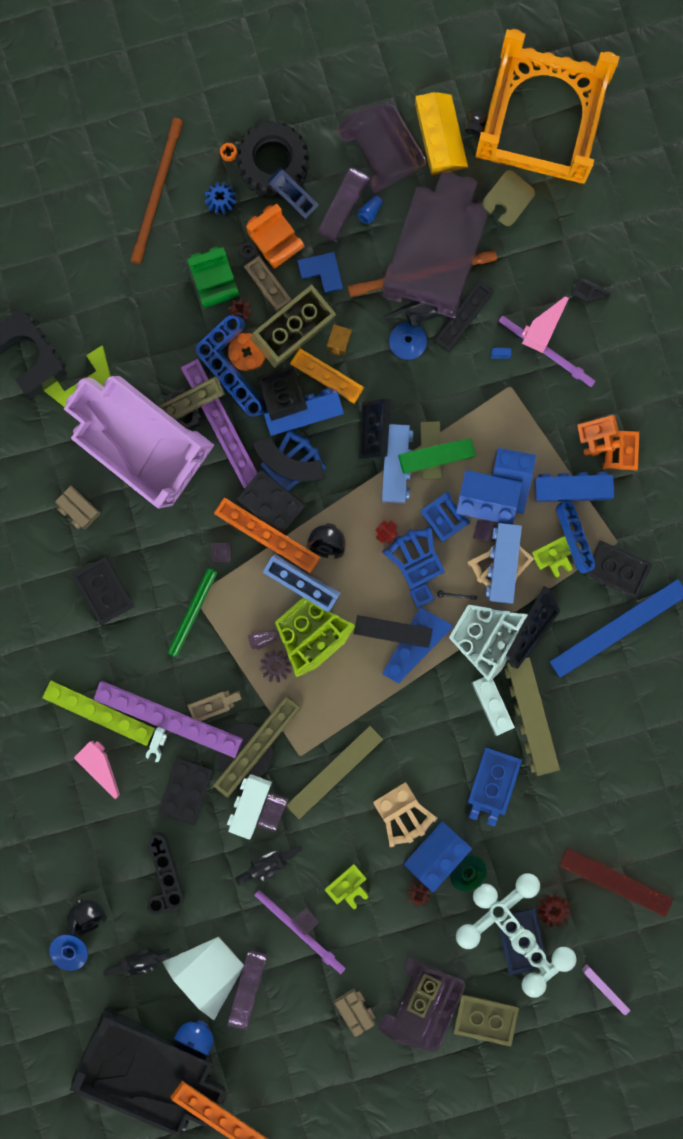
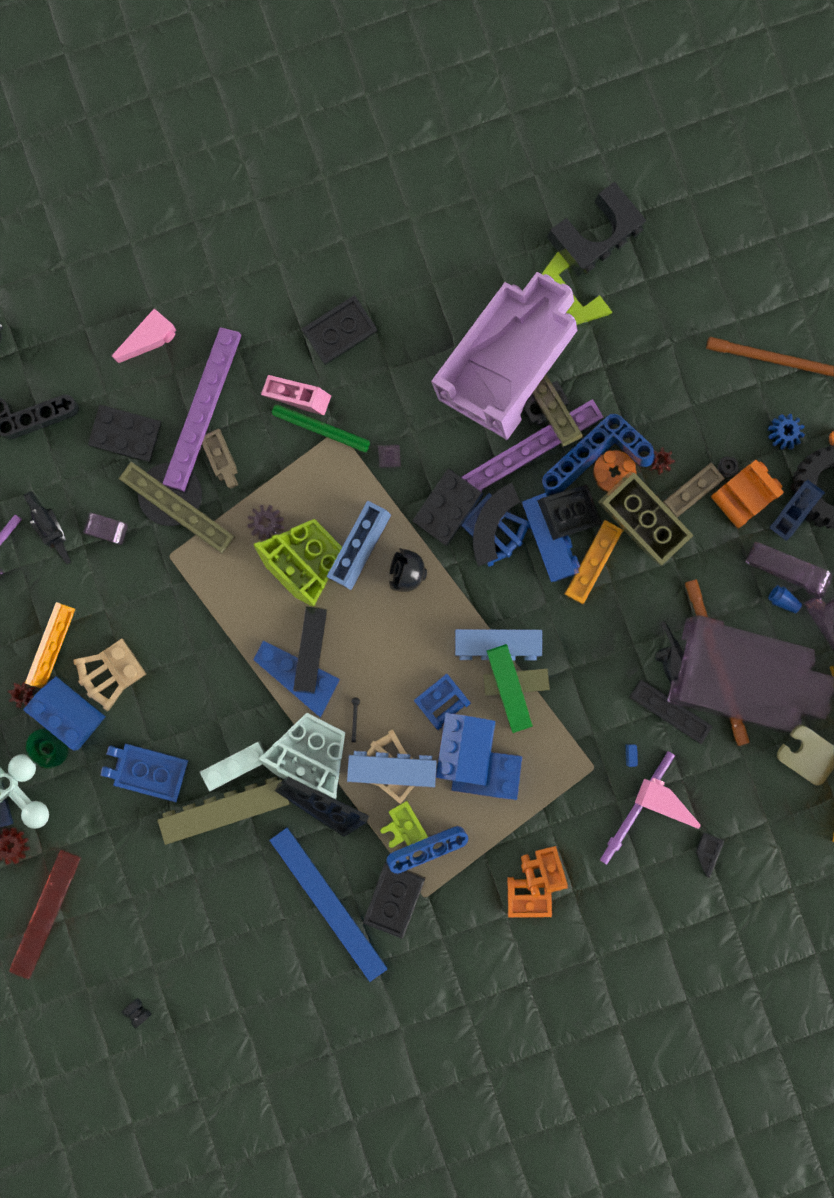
camera: 75 degrees right, 0 degrees up
(77, 507) = (429, 296): dark tan brick -> none
(99, 713) = (206, 334): lime plate -> none
(158, 739) = (180, 399): light aqua plate -> none
(160, 633) = (296, 394): none -> bright pink slope
(213, 277) = (696, 428): green piece -> none
(249, 806) = (110, 502): light aqua brick -> none
(262, 638) = (295, 506): clear purple cone -> none
(267, 535) = (409, 505): orange plate -> none
(323, 266) = (716, 552): blue tile -> none
(334, 772) = (153, 594): olive tile -> none
(339, 340) = (634, 572): pearl gold brick -> none
(347, 886) = (27, 616): lime plate -> none
(374, 429) = (536, 617): black tile -> none
(376, 867) = (50, 645): none -> light orange tile
(386, 531) = (421, 637): clear red gear -> none
(407, 350) = (628, 650): blue dish -> none
(421, 595) = (353, 680): blue tile -> none
(422, 568) = (382, 678): blue plate -> none
(484, 530) = (429, 746): clear purple tile -> none
(574, 487) = (483, 845): blue brick -> none

